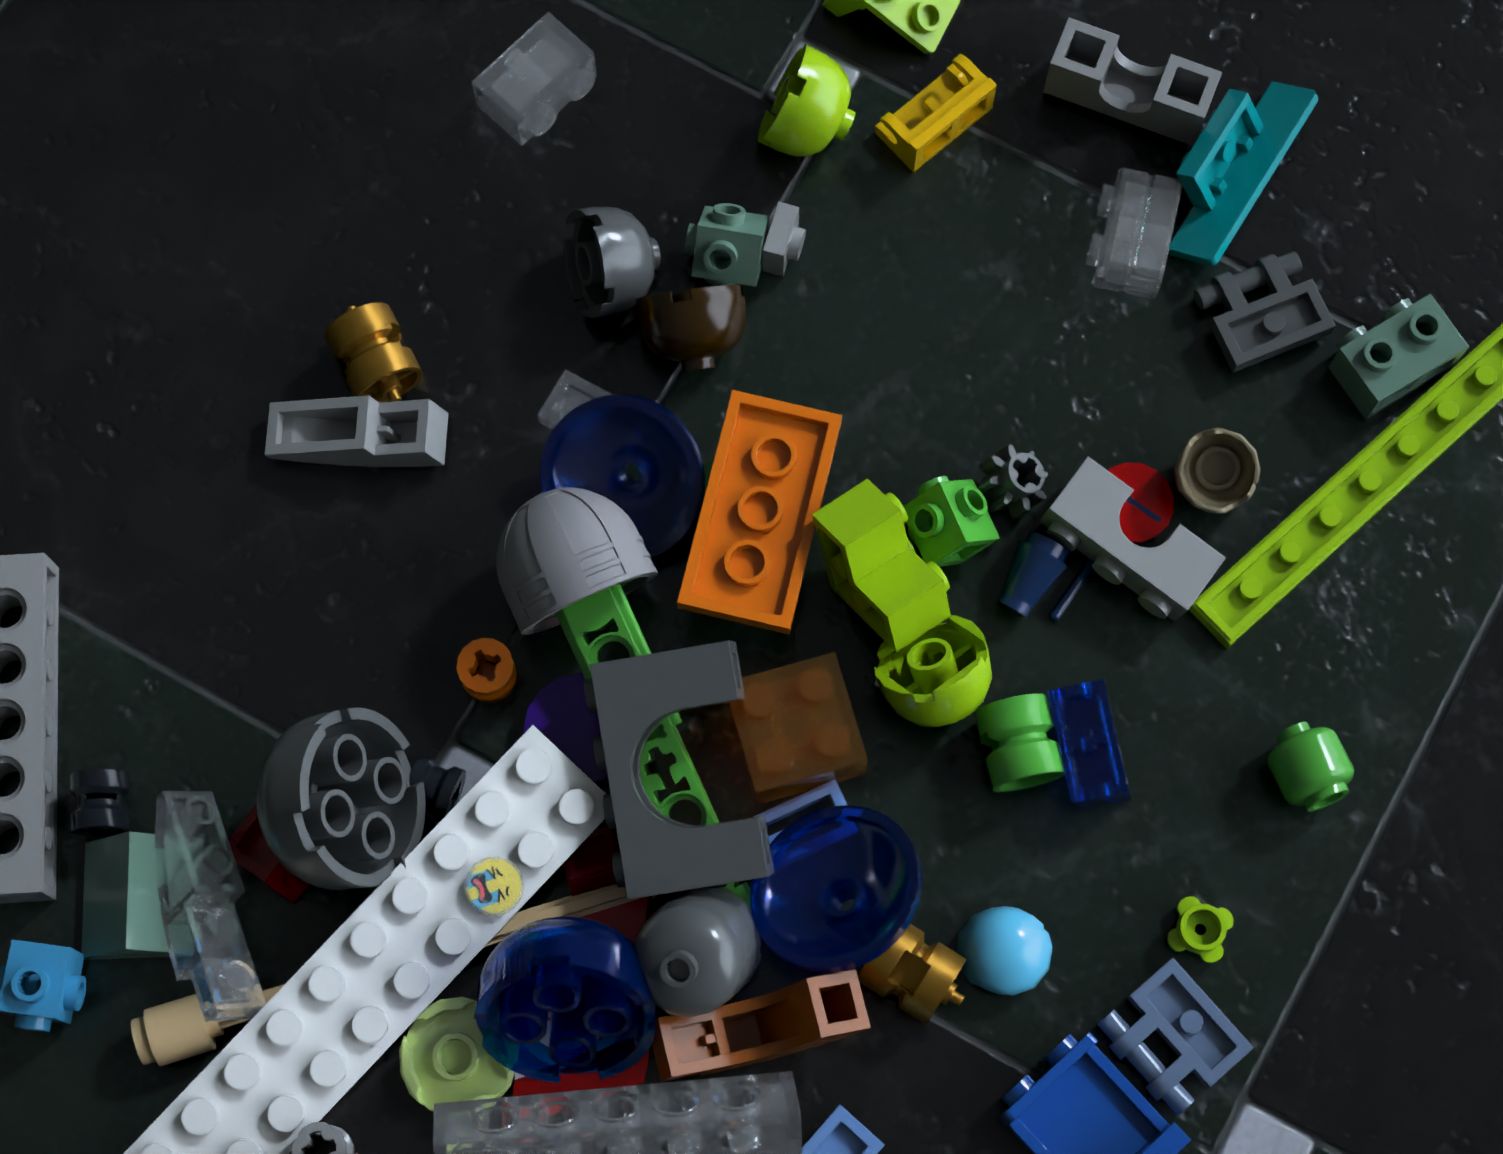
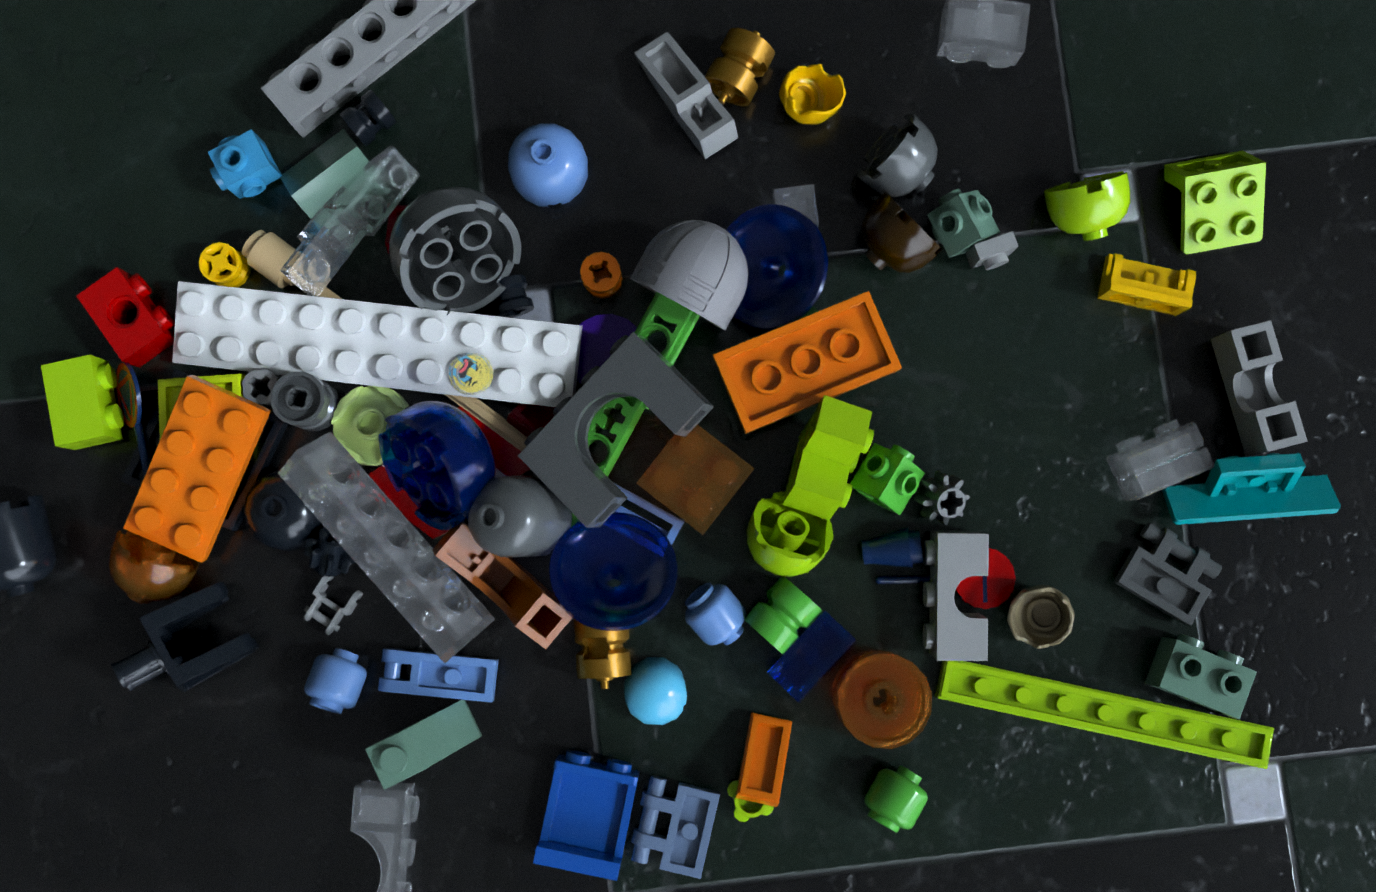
camera: 55 degrees right, 10 degrees up
(127, 1092) = (216, 260): none -> yellow wheel
(314, 641) = (547, 165): none -> medium blue cylinder
(374, 1110) = (313, 402): none -> dark grey wheel
(465, 300) = (811, 94): none -> yellow hair
(965, 817) = (715, 614): none -> medium blue head
(1167, 880) = (764, 759): none -> orange tile
(1209, 676) = (906, 702): none -> clear orange wheel

